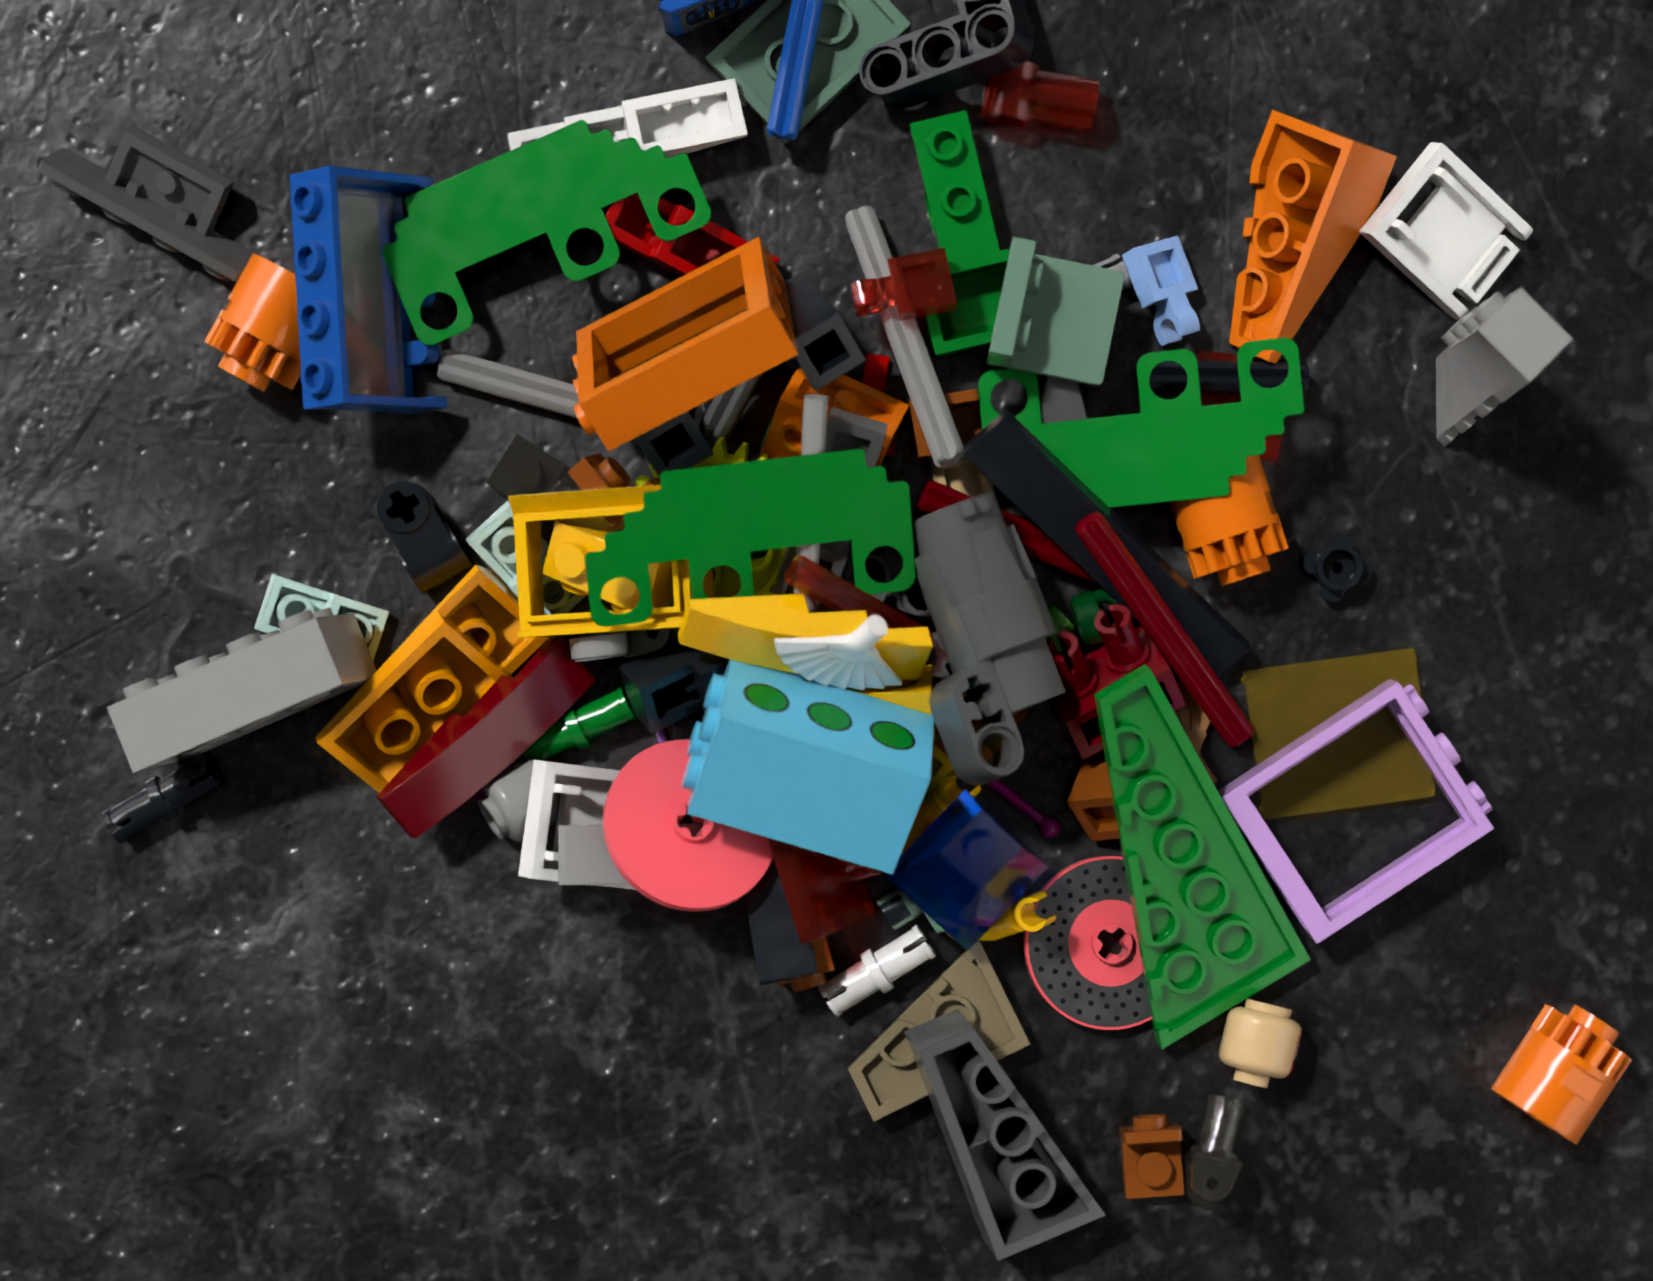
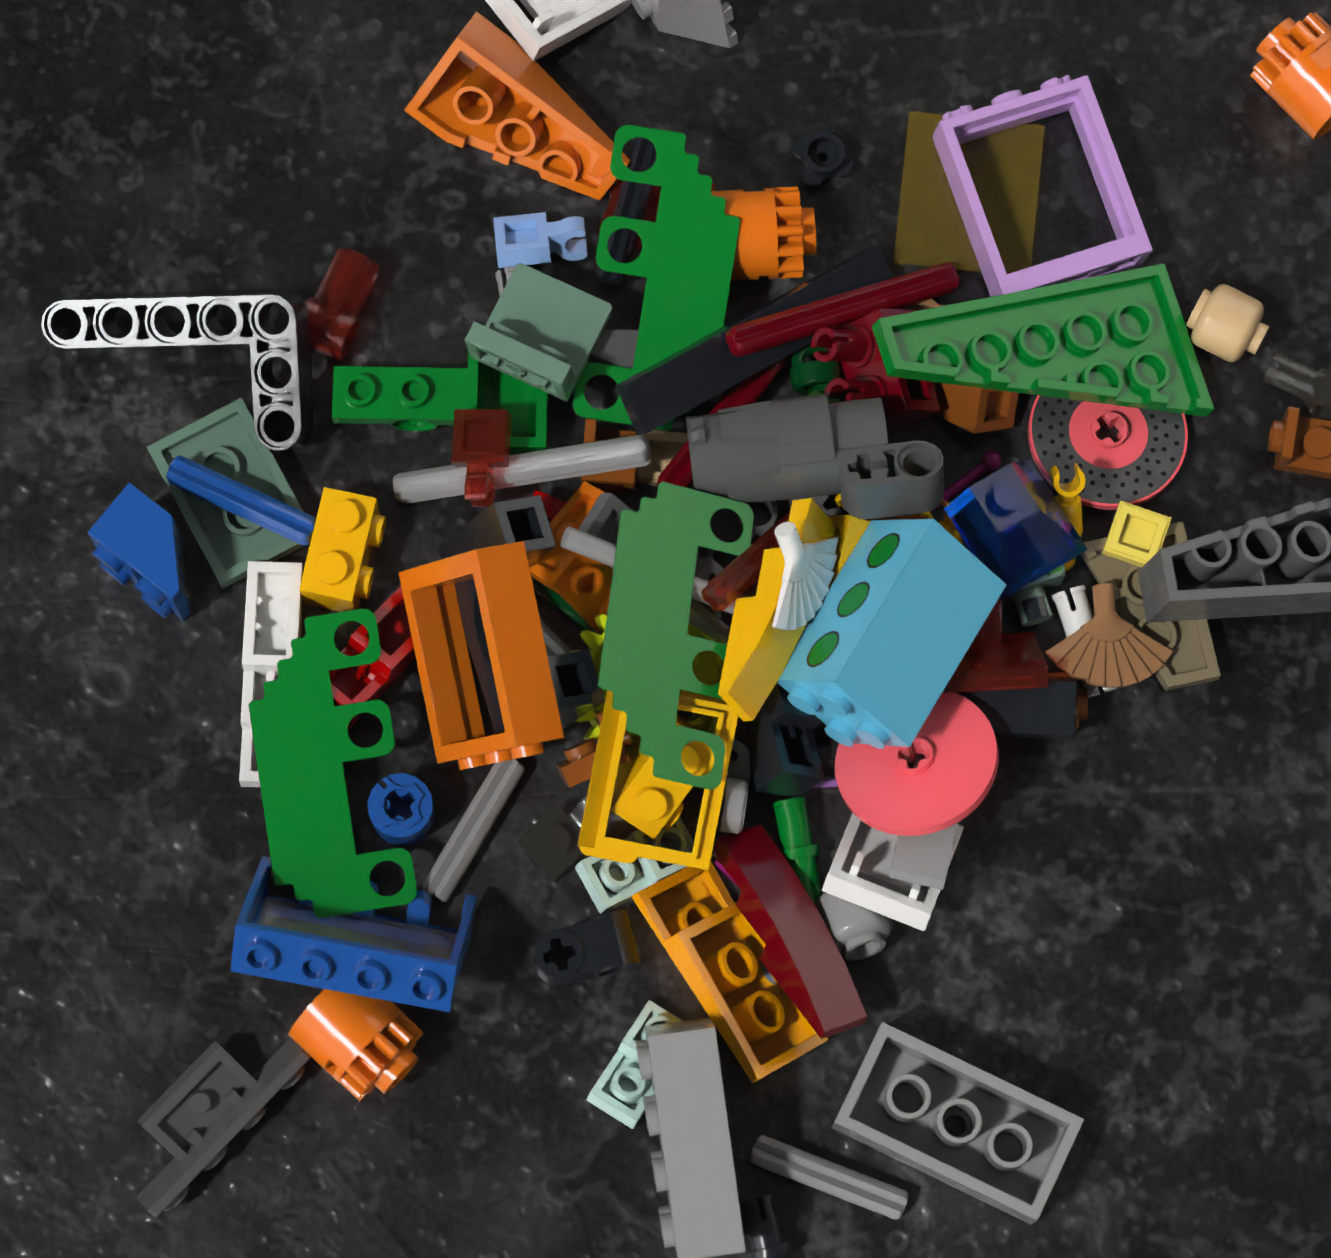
camera: 80 degrees left, 10 degrees down
(254, 839) = (829, 1177): none -> light grey axle
(319, 1014) = (1010, 1137): none -> light grey brick
(518, 307) = (401, 809): none -> blue piece
(772, 172) = (340, 551): none -> yellow brick
(870, 997) = (1108, 648): none -> medium nougat hand
(1000, 998) = (1135, 534): none -> light yellow tile

